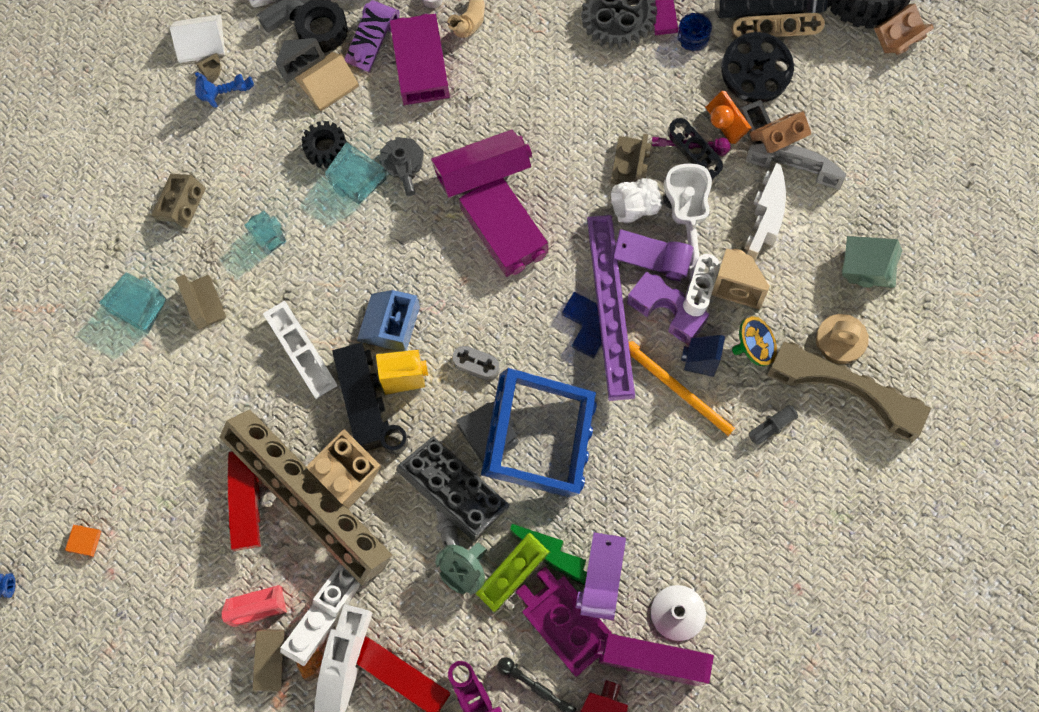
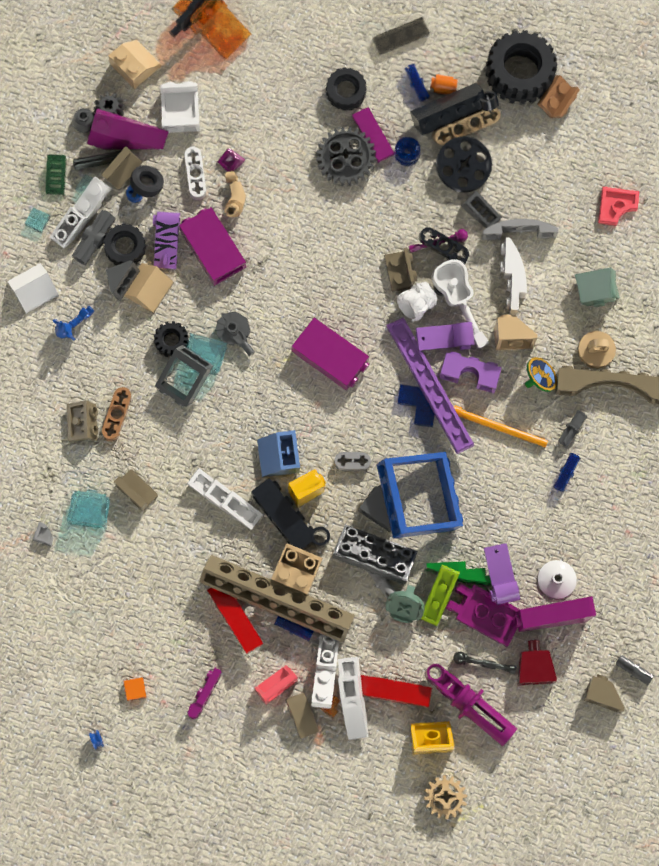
camera: 30 degrees left, 5 degrees up
(71, 312) = (43, 535): none -> light grey tile
(161, 581) = (204, 693): none -> magenta hinge
(210, 67) = (53, 309): dark tan tile -> none
(223, 216) = (116, 399): none -> medium nougat beam
(265, 232) = (159, 422): clear light blue brick -> none
(310, 542) = (294, 628): none -> clear blue pin
(334, 174) = (195, 362): none -> dark grey window
(482, 162) = (296, 313): magenta brick -> none
(695, 291) = (485, 354): white beam -> none
(703, 354) = (508, 397): dark blue slope -> none
(727, 117) = (457, 212): orange tile -> none
(744, 477) = (566, 472): none -> clear blue pin
(782, 131) = (501, 211): medium nougat bracket -> none
(932, 174) = (616, 203): none -> coral tile

